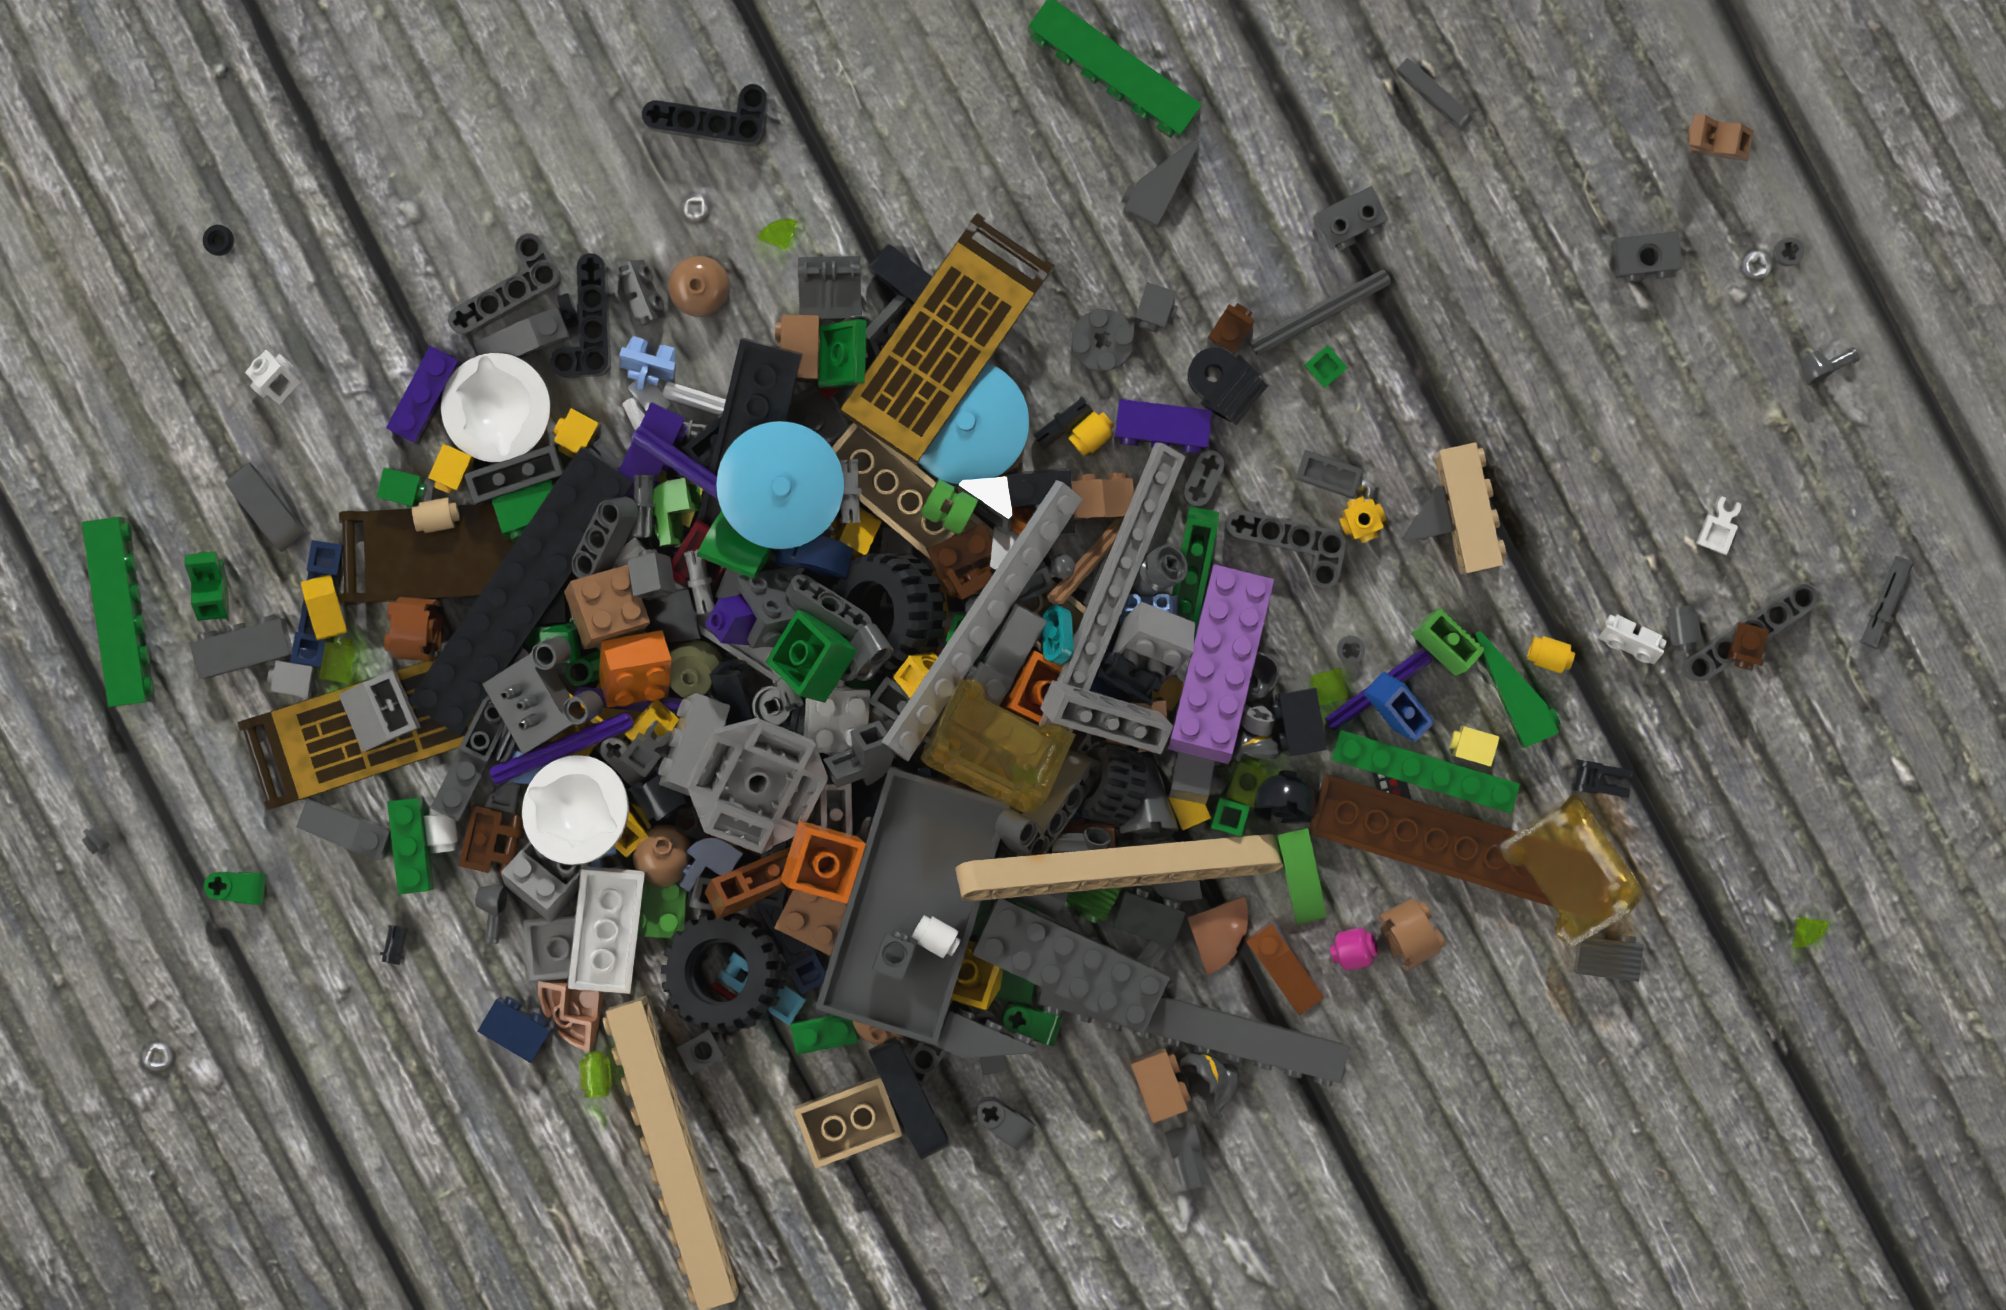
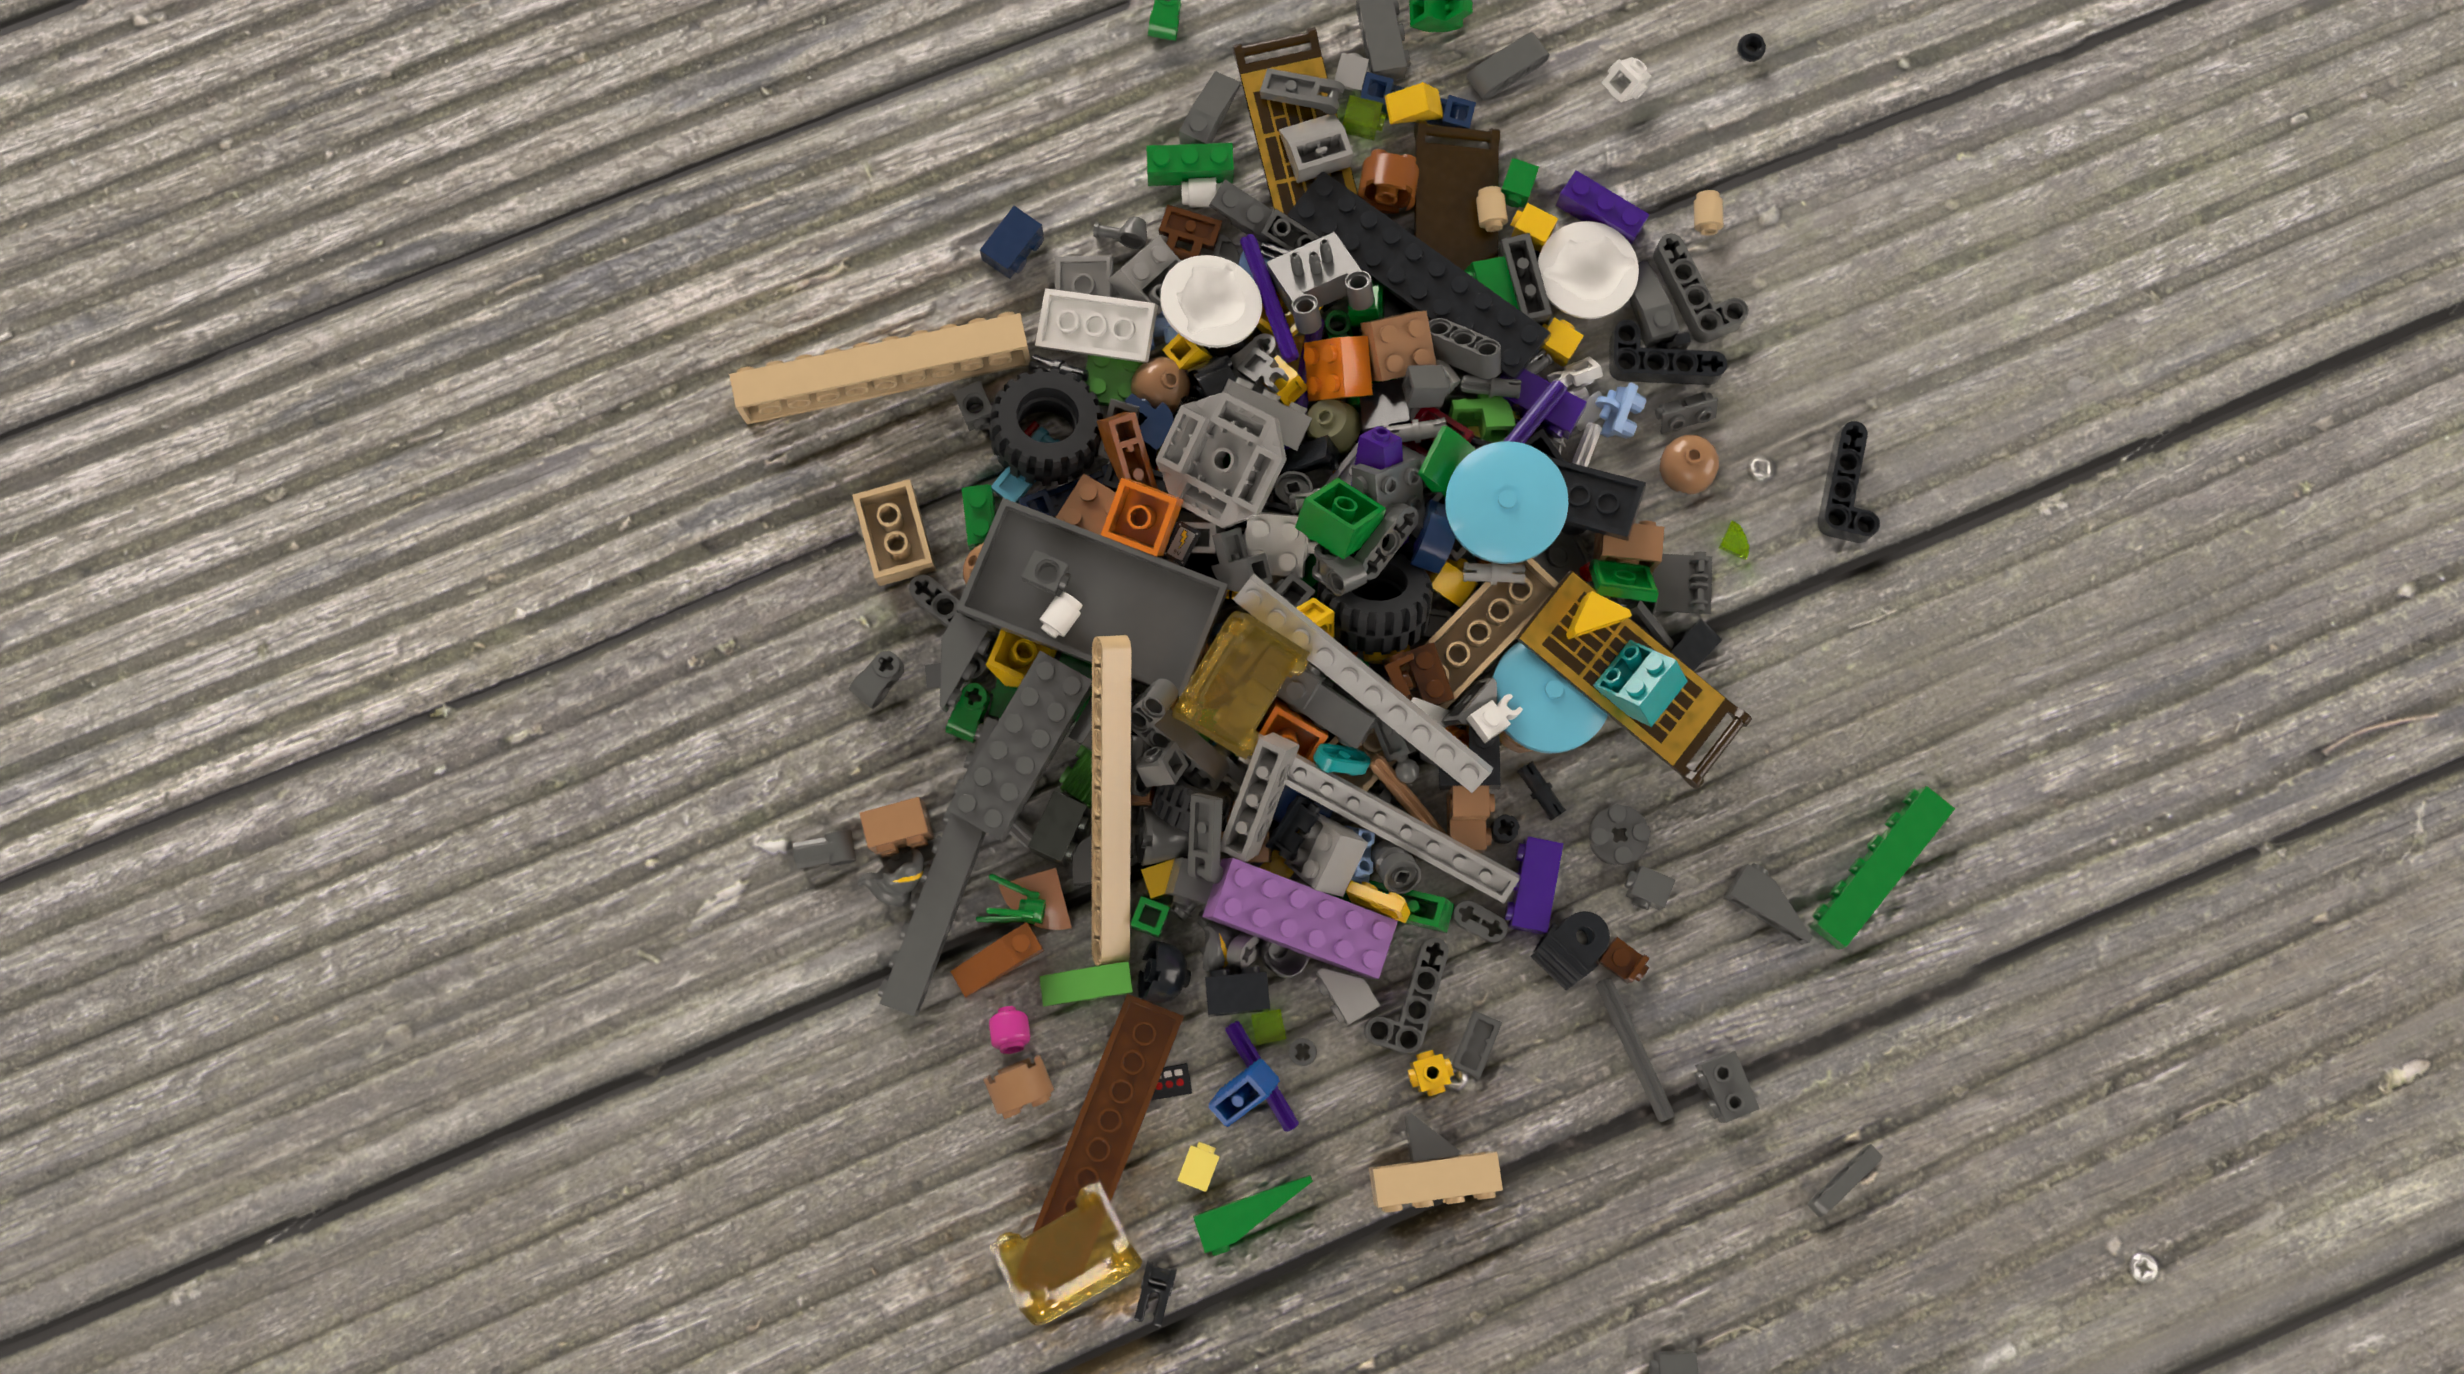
camera: 95 degrees right, 10 degrees down
(317, 731) = (1301, 90): none -> dark grey plate
(394, 945) = (1100, 144): black pin -> none
(416, 279) = (1708, 212): none -> tan brick
(573, 1011) = (1023, 294): nougat brick -> none
(595, 1074) = (962, 309): clear neon green brick -> none
(610, 412) = (1578, 373): none -> white plate
(652, 973) = (1048, 364): none -> black pin
(843, 818) = (1181, 543): none -> sticker
(887, 384) = (1596, 613): none -> yellow slope
(909, 1098) = (908, 587): black beam -> none
(953, 332) = (1641, 682): none -> teal slope
(959, 511) = (1468, 674): bright green wheel -> none
(1004, 483) = (1493, 718): none -> white plate
(1080, 825) = (1161, 765): none -> dark grey brick
(1092, 433) = (1531, 816): yellow brick -> none
(1108, 450) = (1504, 820): none -> black bush
(1153, 768) = (1205, 838): none -> dark grey plate
(1191, 596) = (1369, 897): none -> yellow plate
(1232, 940) = (1029, 910): none -> green plant
(1234, 790) = (1175, 925): clear neon green brick -> none
(1289, 607) = (1349, 994): none -> light grey slope
(1325, 366) = (1582, 1049): green plate -> none
(1424, 771) = (1177, 1114): green brick -> none
(1447, 642) = (1304, 1148): bright green brick -> none
(1550, 654) = (1283, 1252): yellow brick -> none
(1609, 957) = (976, 1287): dark grey brick -> none
(1619, 635) = (1283, 1350): white hinge -> none

